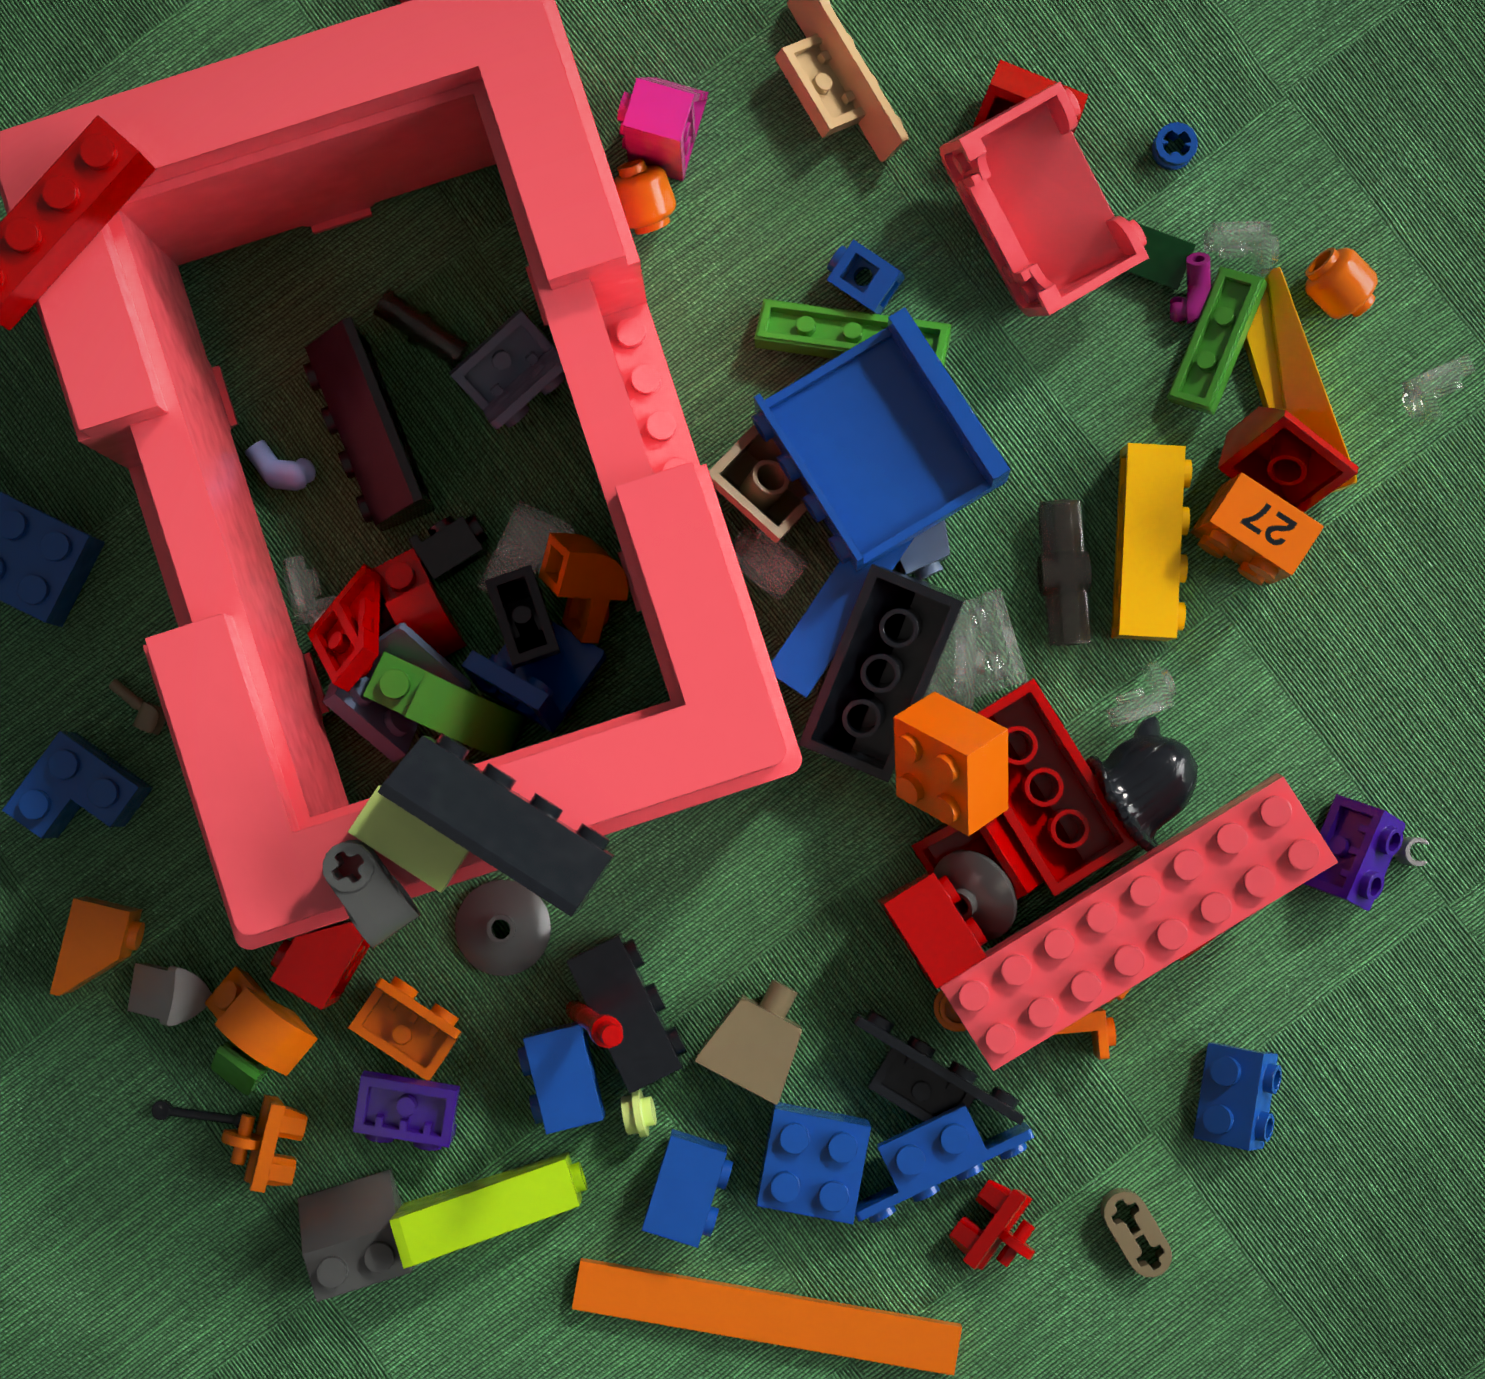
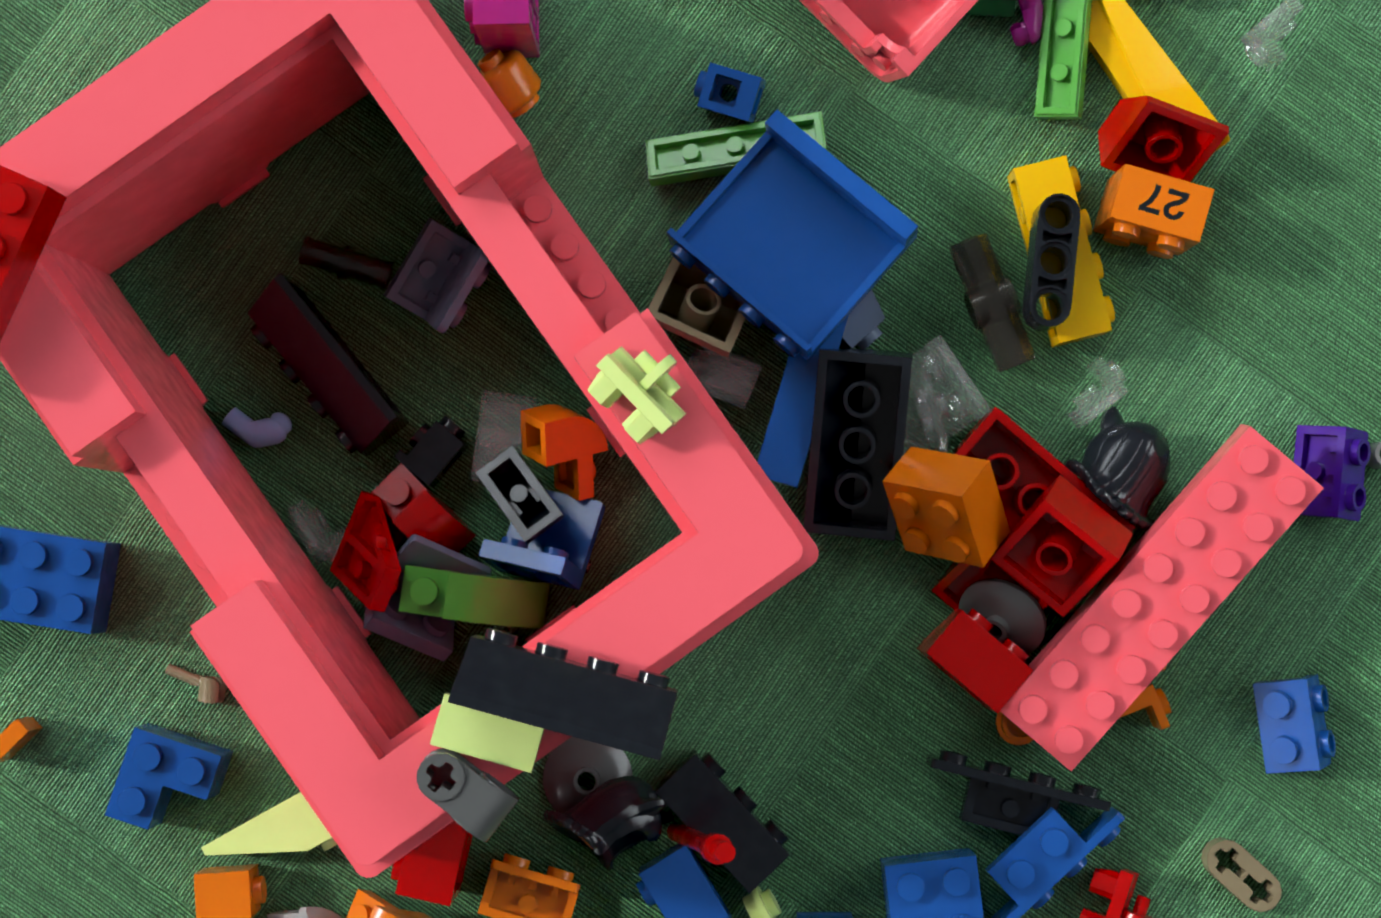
camera: 10 degrees left, 0 degrees up
(176, 880) = (283, 828): none -> yellowish green slope
(515, 974) = (613, 818): none -> black hair
(677, 539) = (645, 386): none -> yellowish green hips
(755, 1043) = (847, 811): dark tan torso -> none
(1056, 840) = (1062, 546): none -> red slope
(1152, 533) = (1063, 244): none -> black beam

